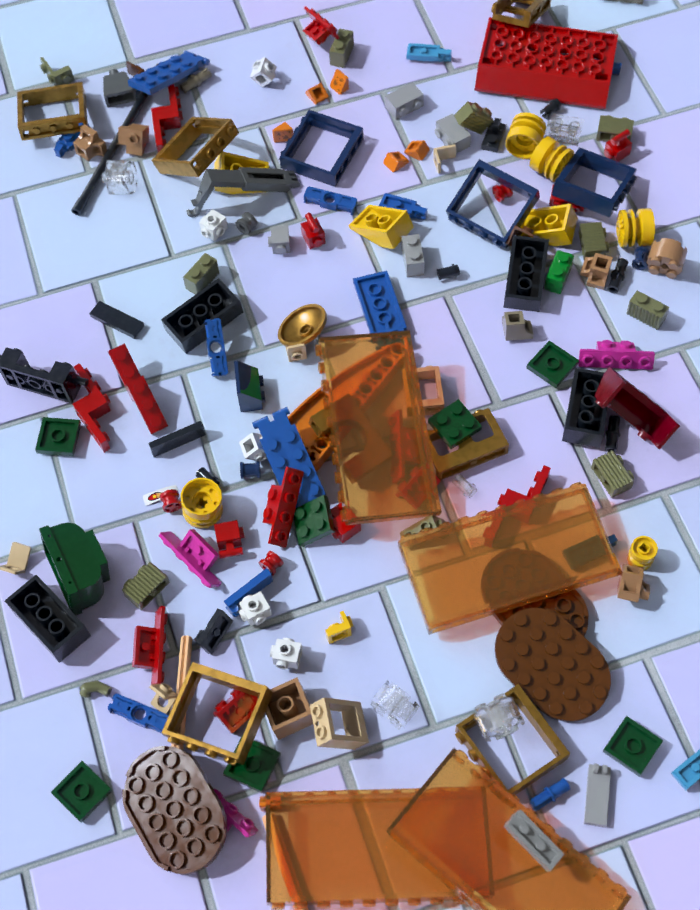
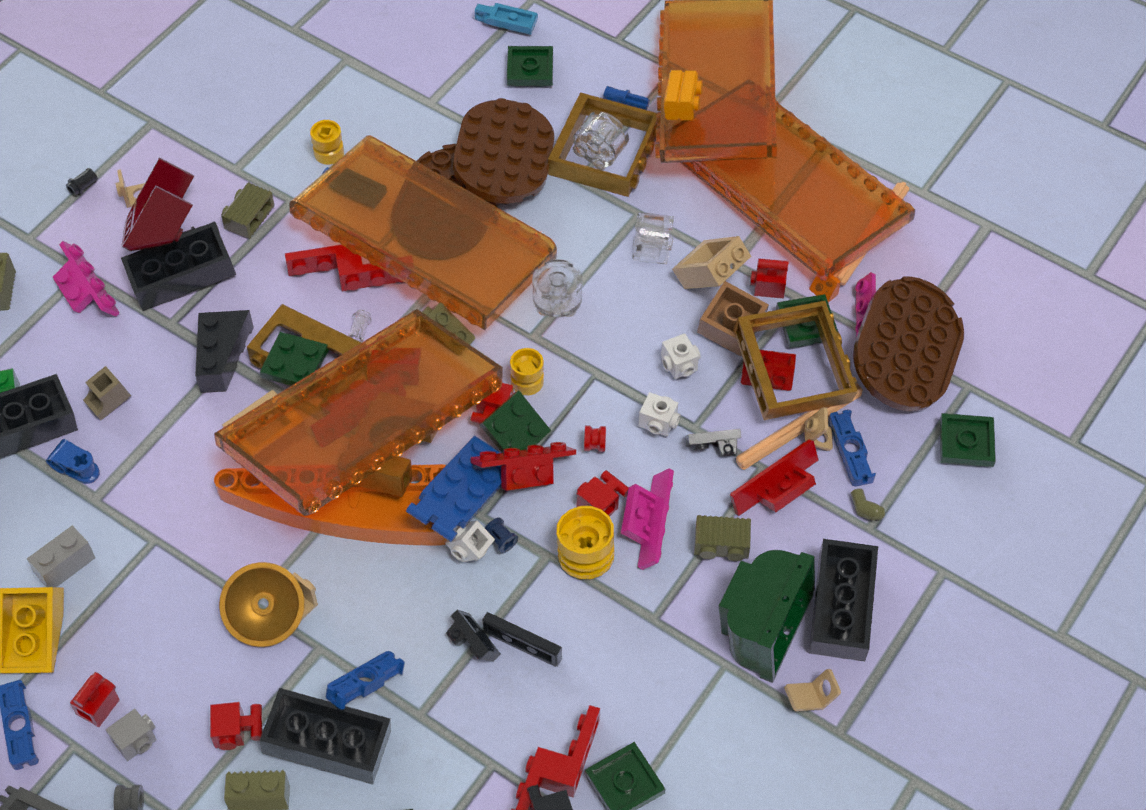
camera: 130 degrees left, 5 degrees down
(137, 388) = (491, 728): red bracket -> none
(155, 495) = (603, 613): white sticker -> none
(170, 500) = (605, 586): red wheel -> none
(203, 473) = (546, 568): black pin -> none
(208, 417) = (467, 629): none -> black hinge
(247, 283) = (229, 724): none -> red brick
(249, 387) = (396, 606): dark blue slope -> none
(252, 587) = (644, 437): blue hinge -> none
(303, 764) = (770, 278): none -> red brick
(339, 631) = (615, 331): yellow bracket -> none
(349, 554) = (527, 371): none -> yellow wheel
(379, 303) = (172, 544): blue hinge -> none
(398, 604) = (557, 289): none -> clear brick
(448, 272) = (57, 505): black pin -> none
(477, 288) = (73, 462): none -> blue piece
(493, 800) = (682, 95): none -> light orange brick
(503, 397) = (219, 345): none -> black wedge
(533, 840) = (687, 55): light grey hinge -> none
(552, 364) = (136, 332): dark green plate -> none
(597, 795) = (595, 70): light grey hinge -> none
(631, 584) = (373, 125): medium nougat brick -> none
(682, 412) = (127, 192): none -> tan bracket

